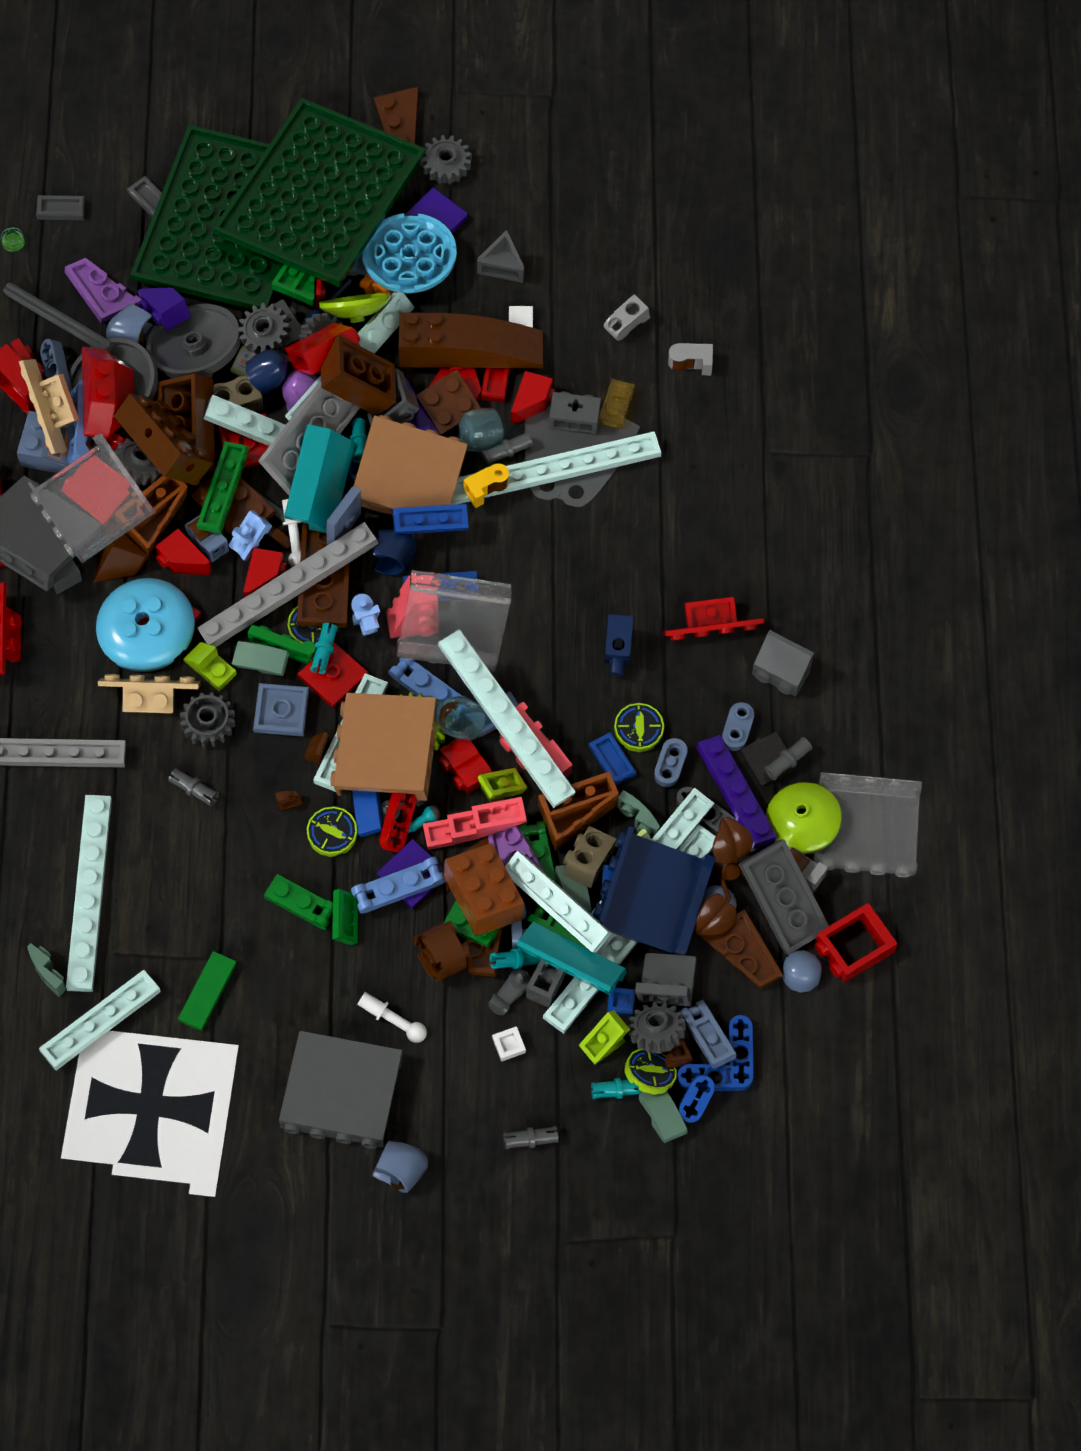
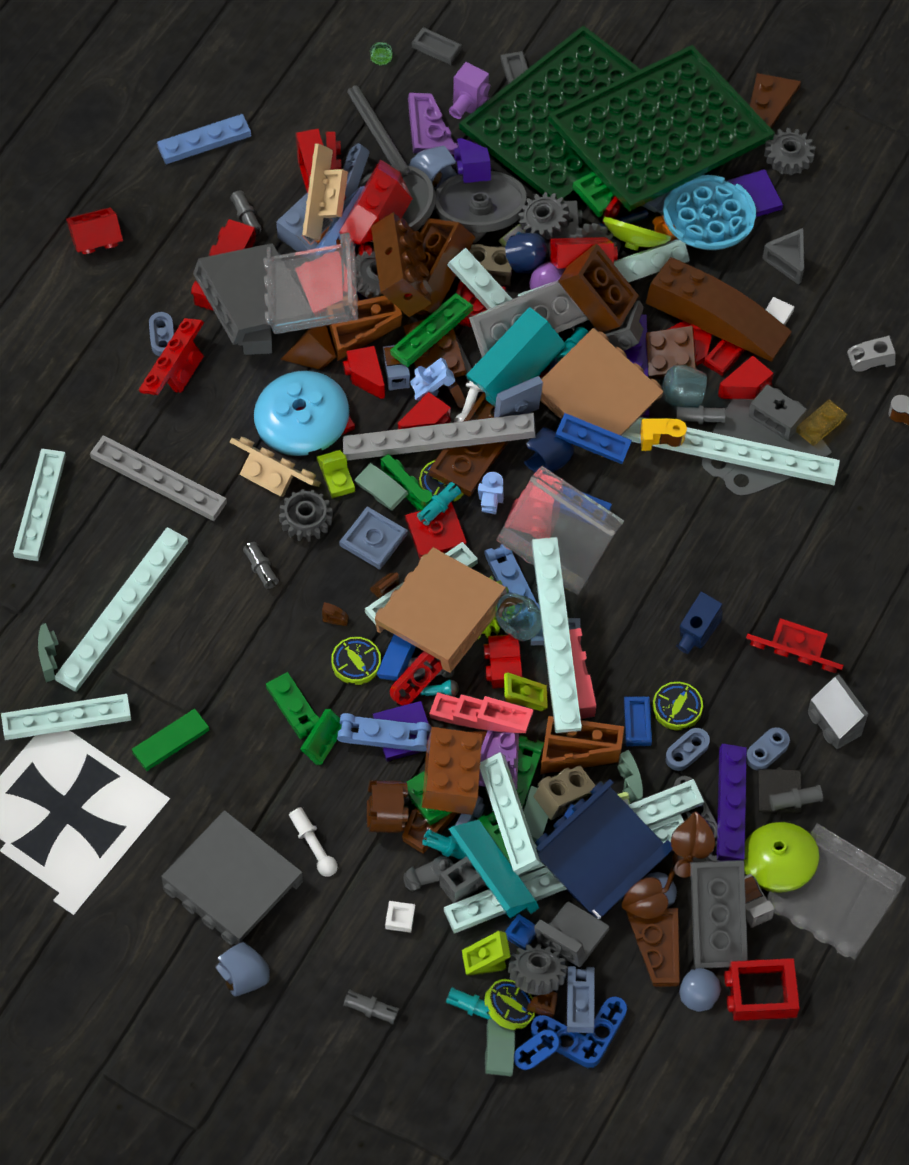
camera: 30 degrees right, 5 degrees down
(122, 239) = (470, 90): none -> medium lavender brick

